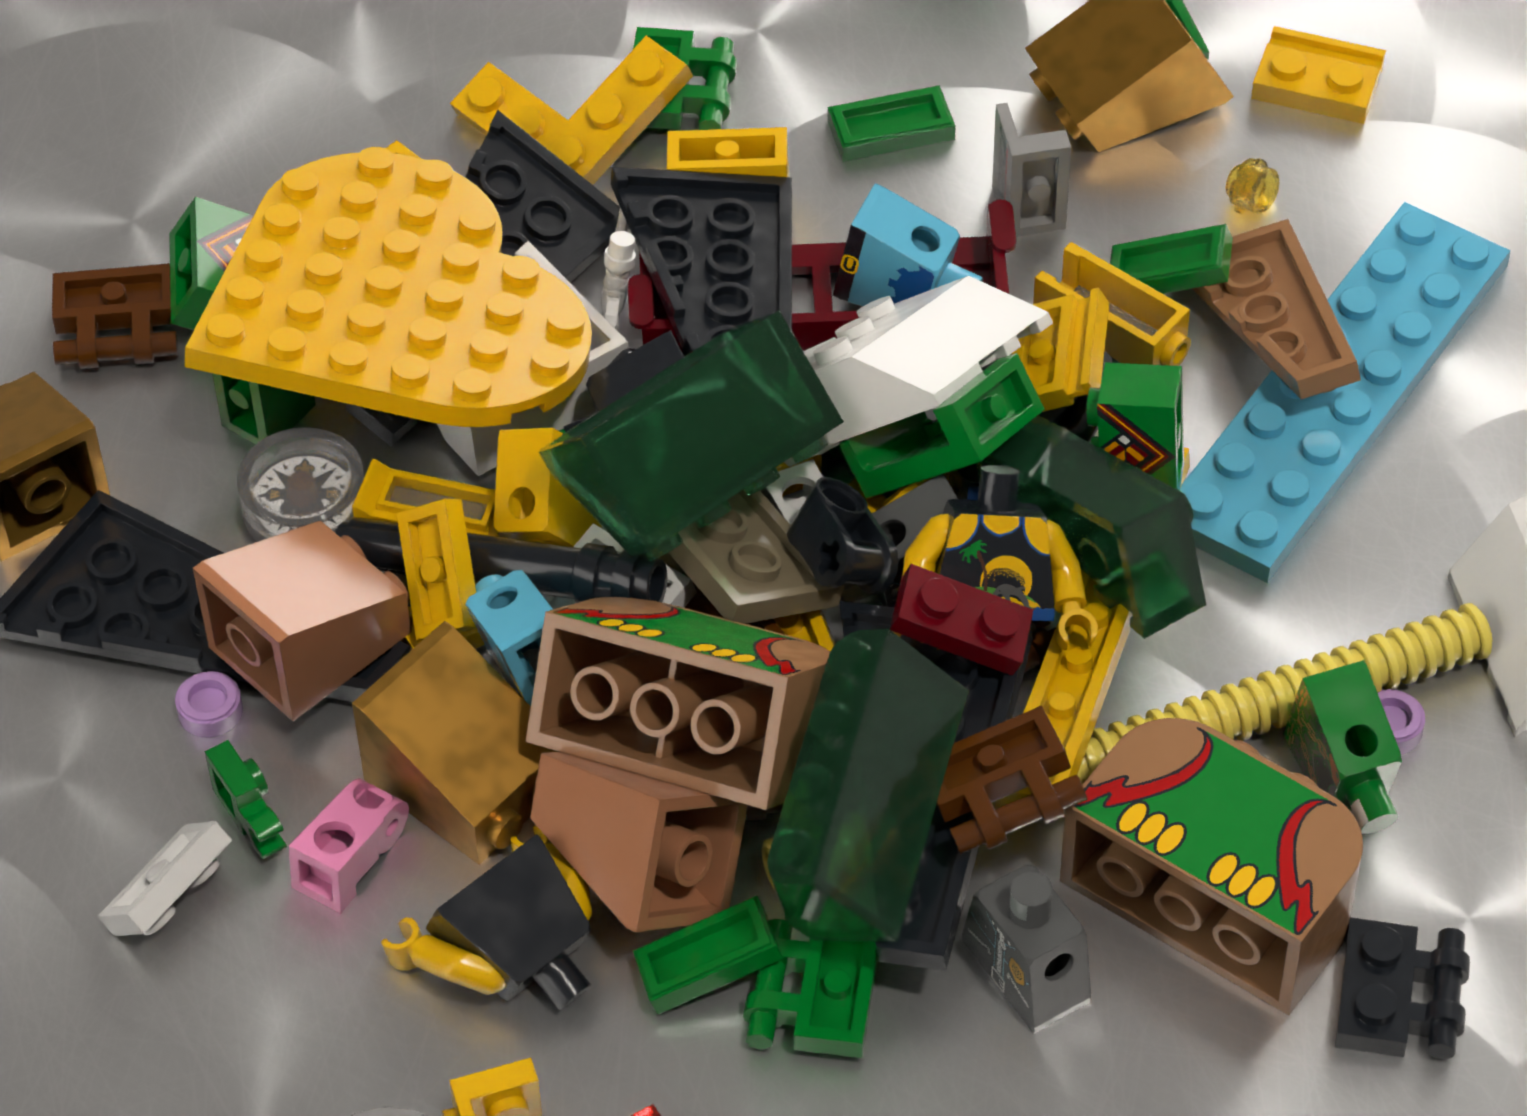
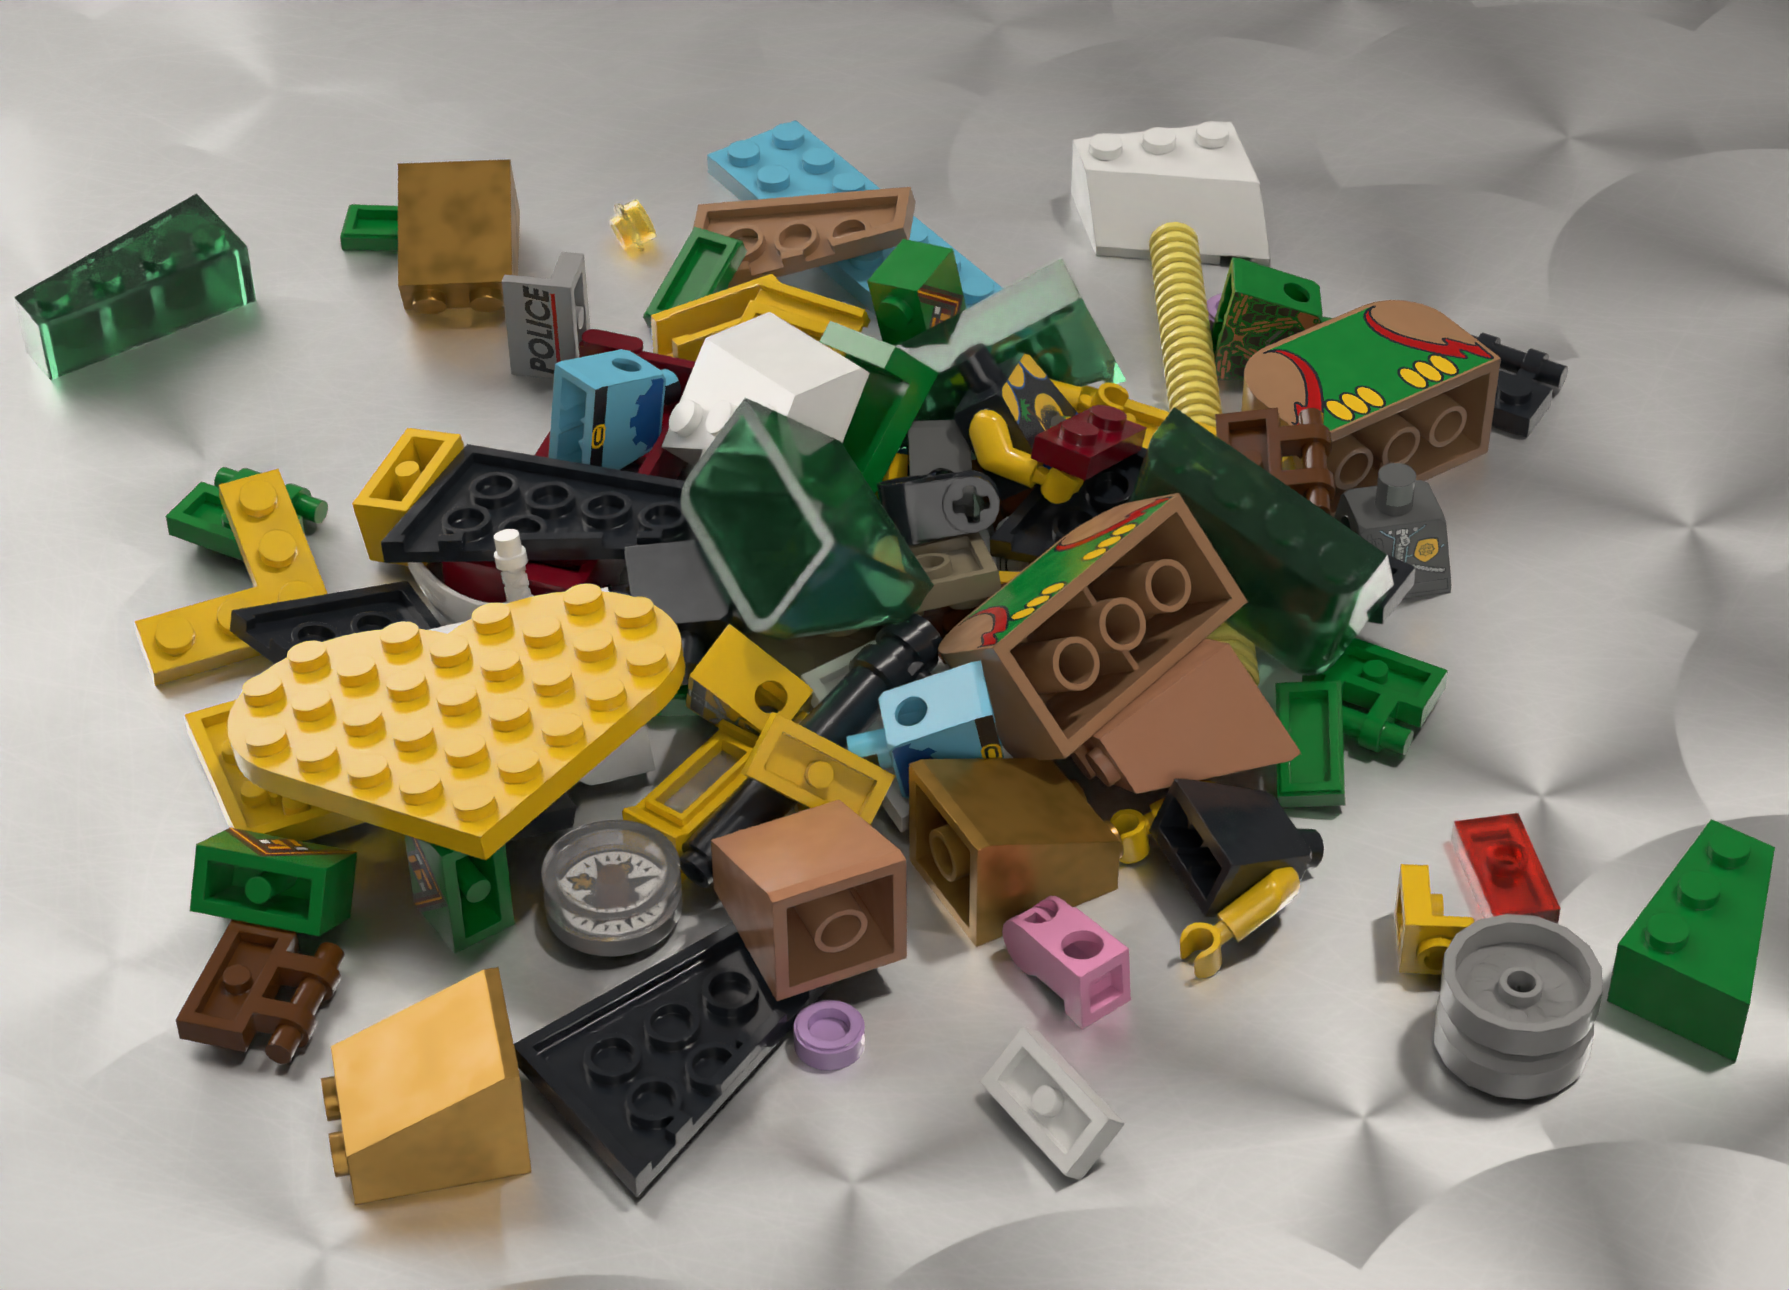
camera: 70 degrees left, 10 degrees down
(241, 790) = (975, 1019): green plate -> none
(891, 123) = (396, 401): green tile -> none
(1318, 74) = (538, 158): yellow plate -> none

